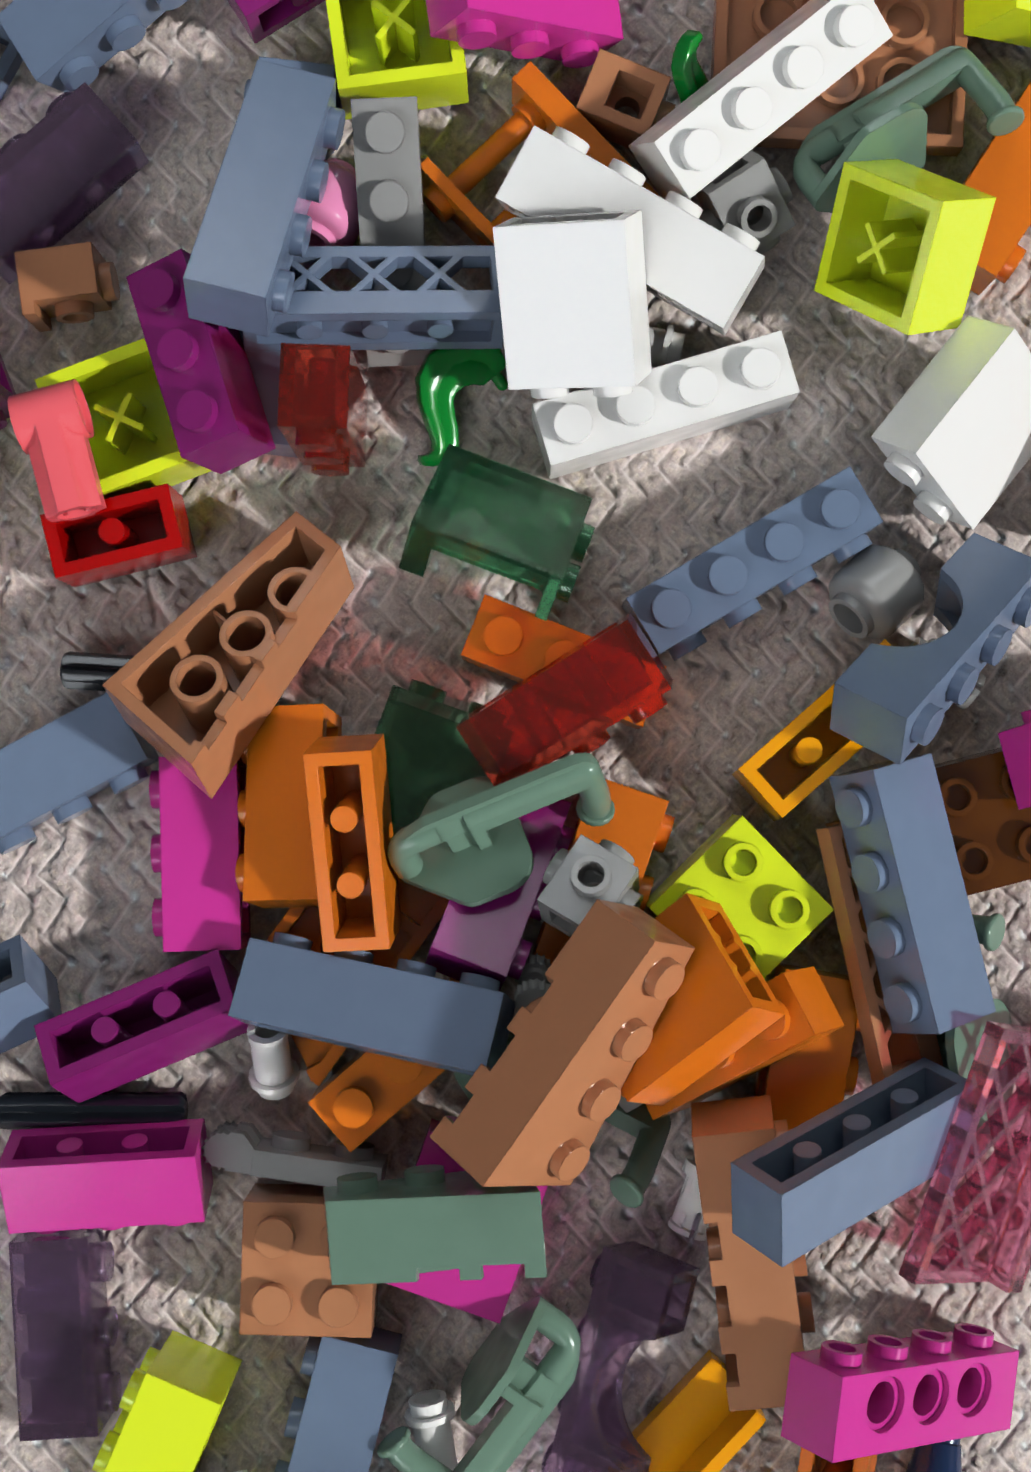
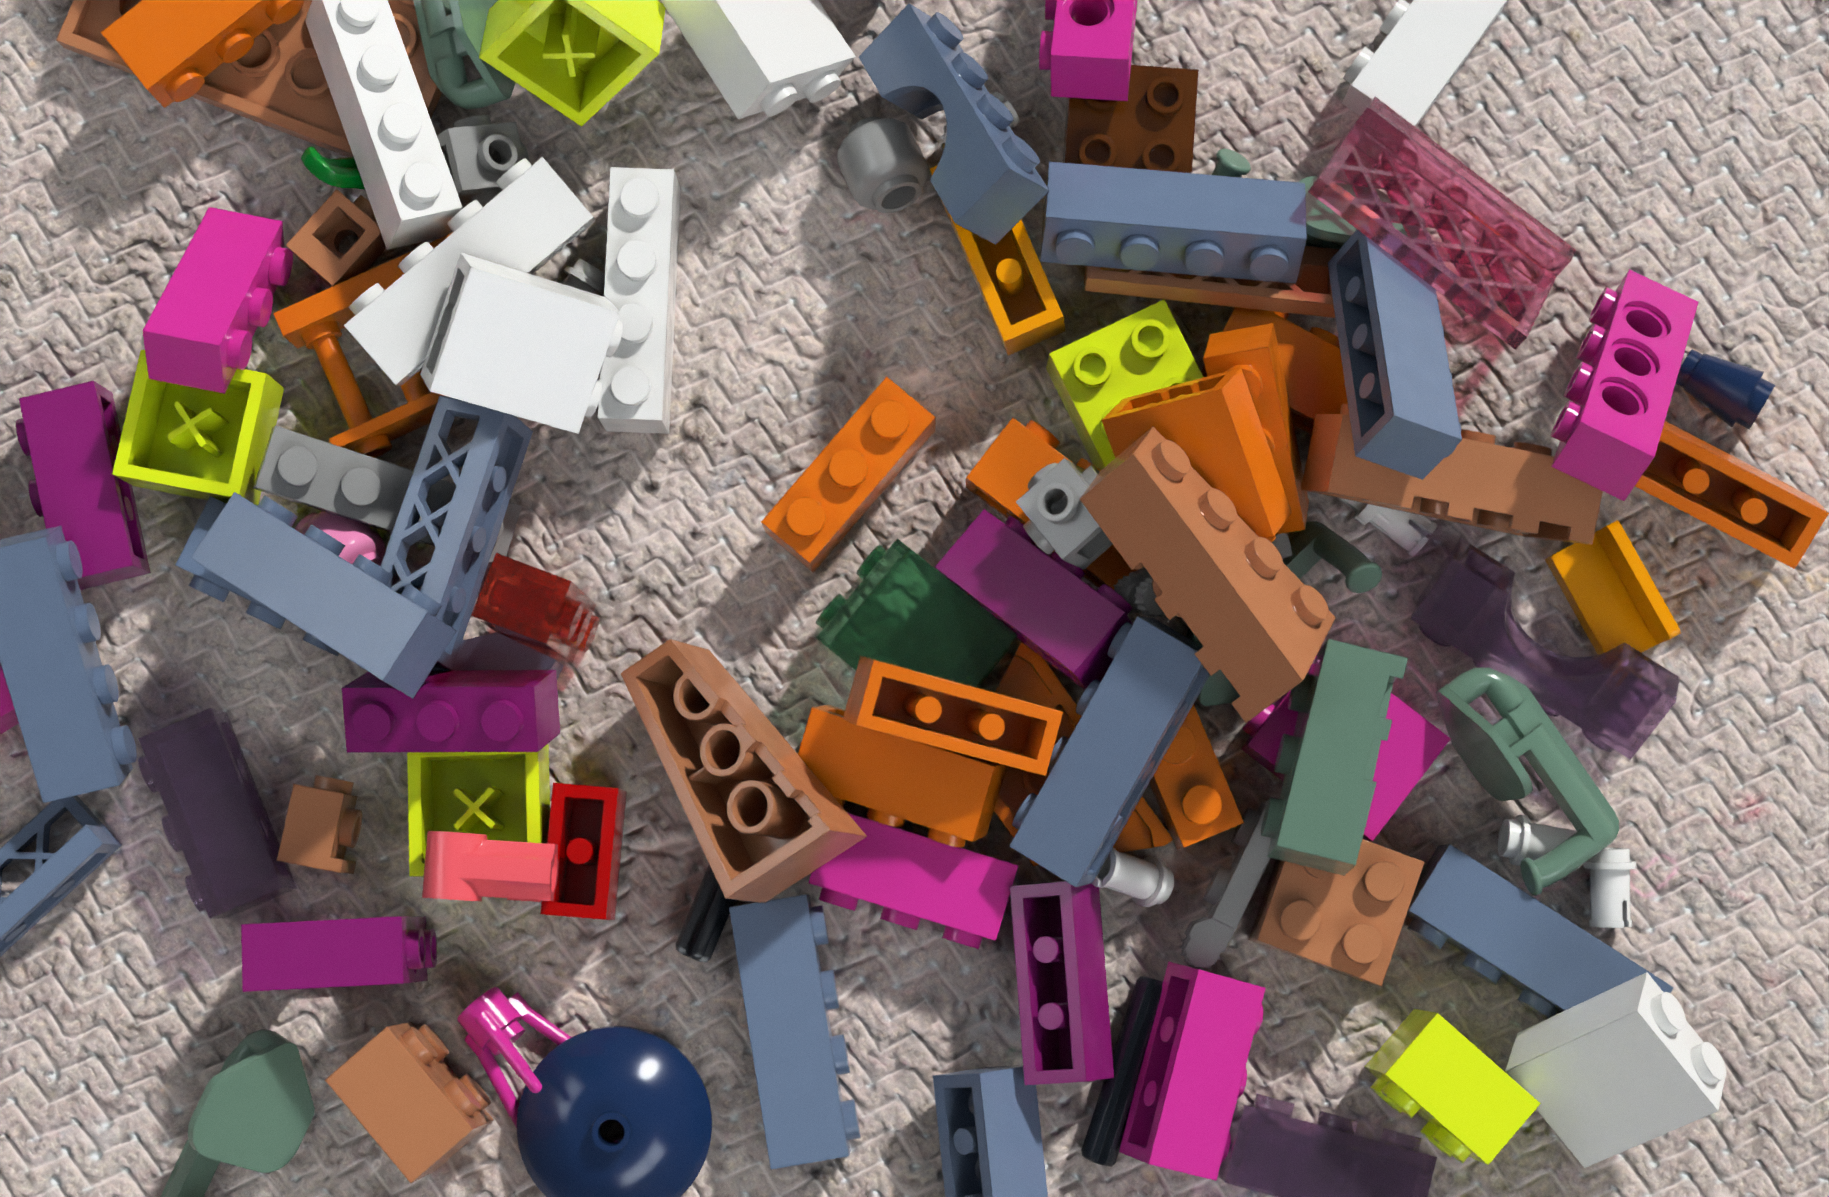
camera: 65 degrees left, 5 degrees down
(437, 383) = (545, 507): green piece -> none
(471, 833) = (985, 606): sand green piece -> none
(501, 525) = (700, 484): clear green panel -> none
(568, 703) = (893, 476): clear red brick -> none
(752, 562) = (817, 270): sand blue brick -> none

